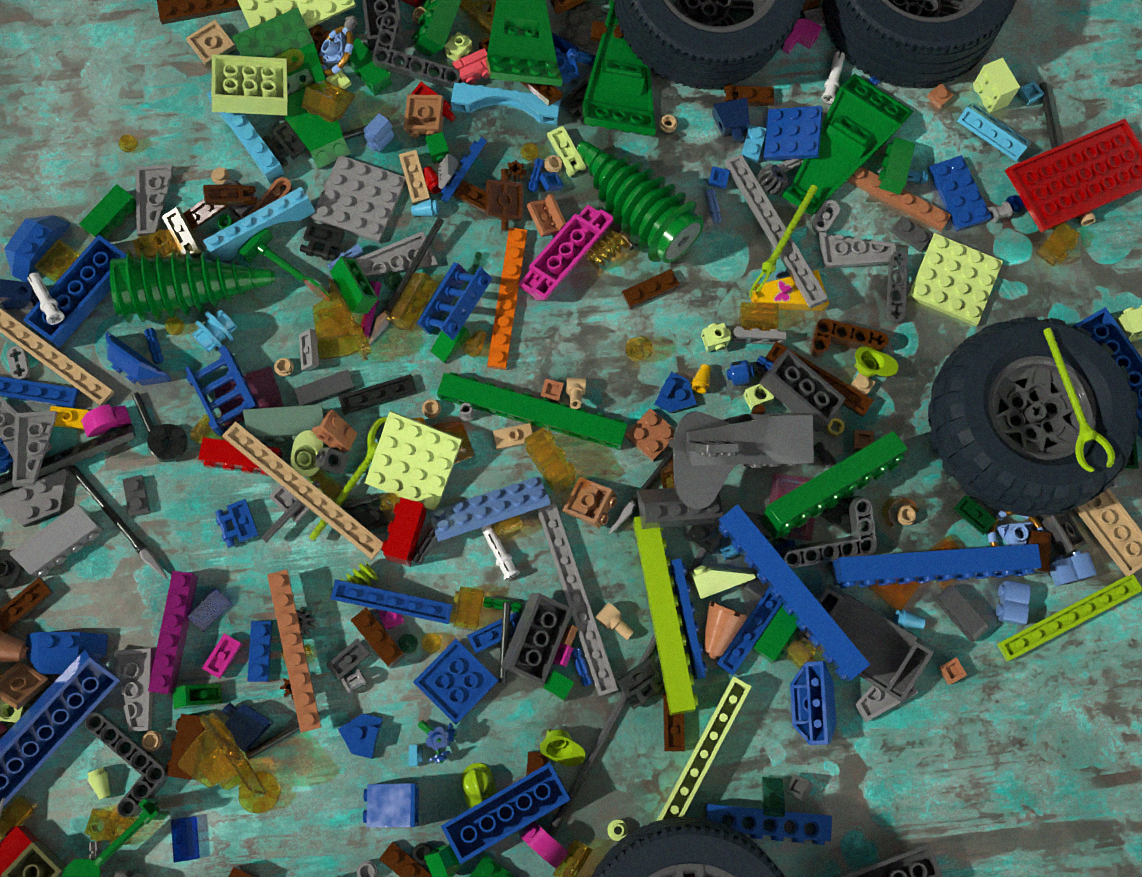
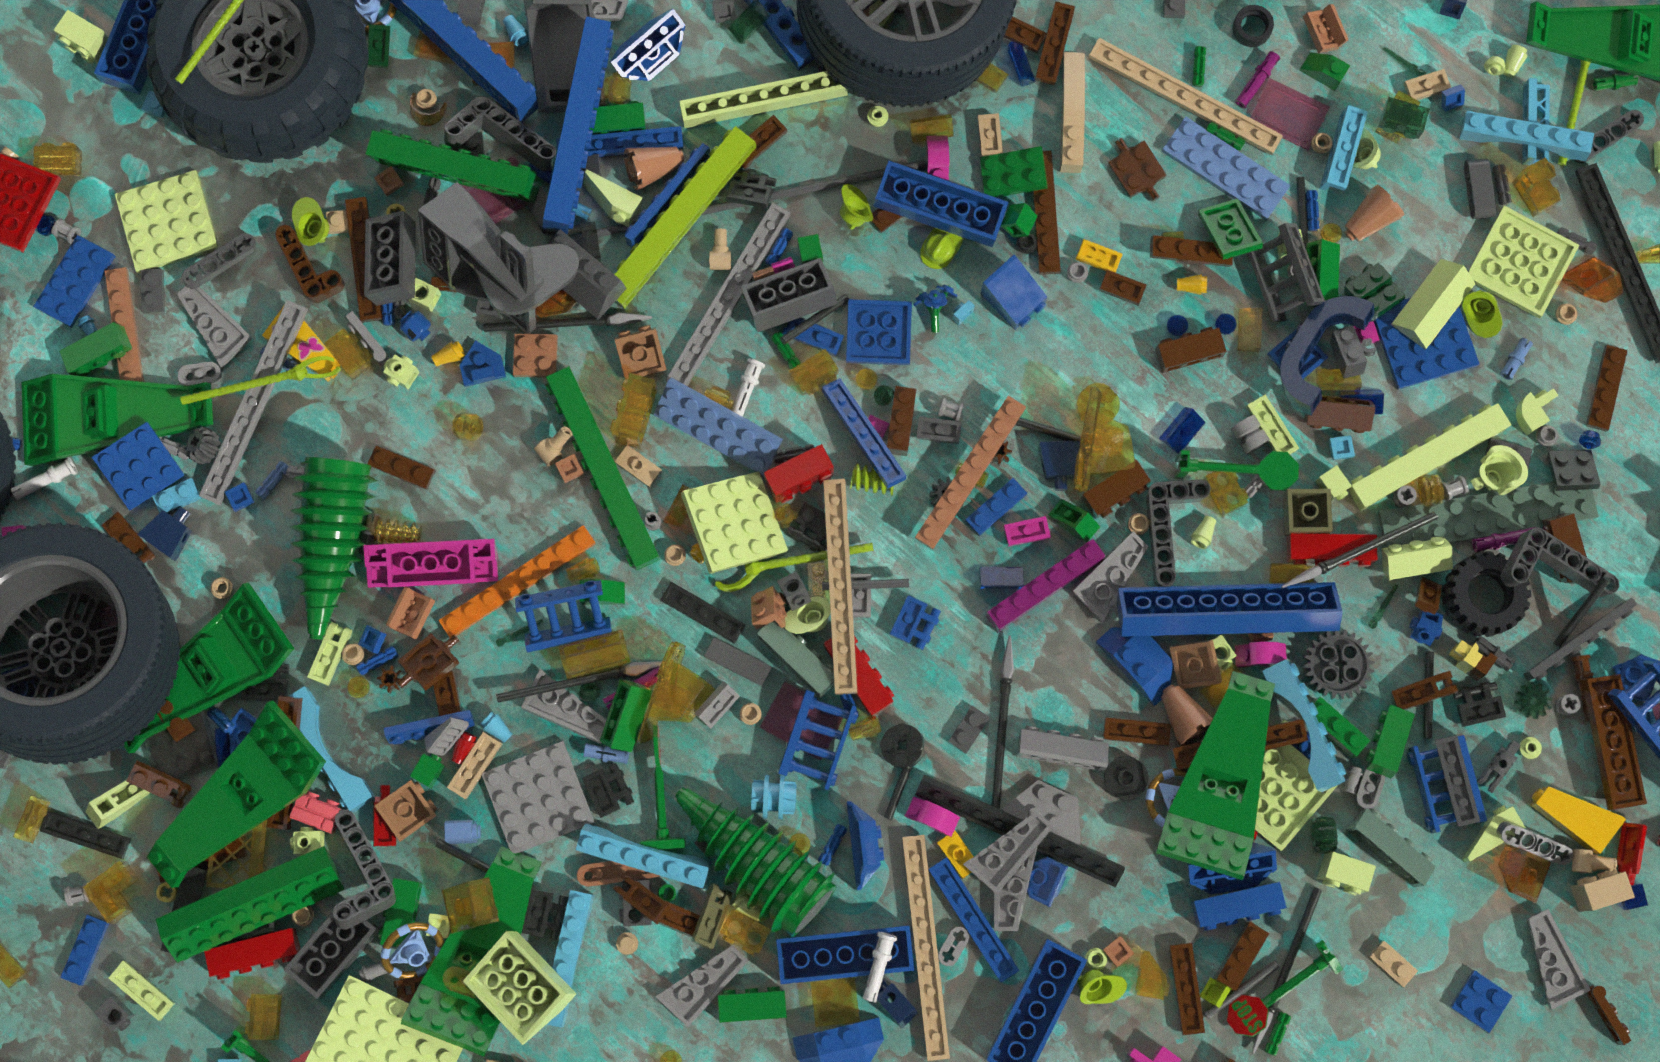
camera: 130 degrees left, 5 degrees up
(362, 734) = (984, 367): blue plate -> none

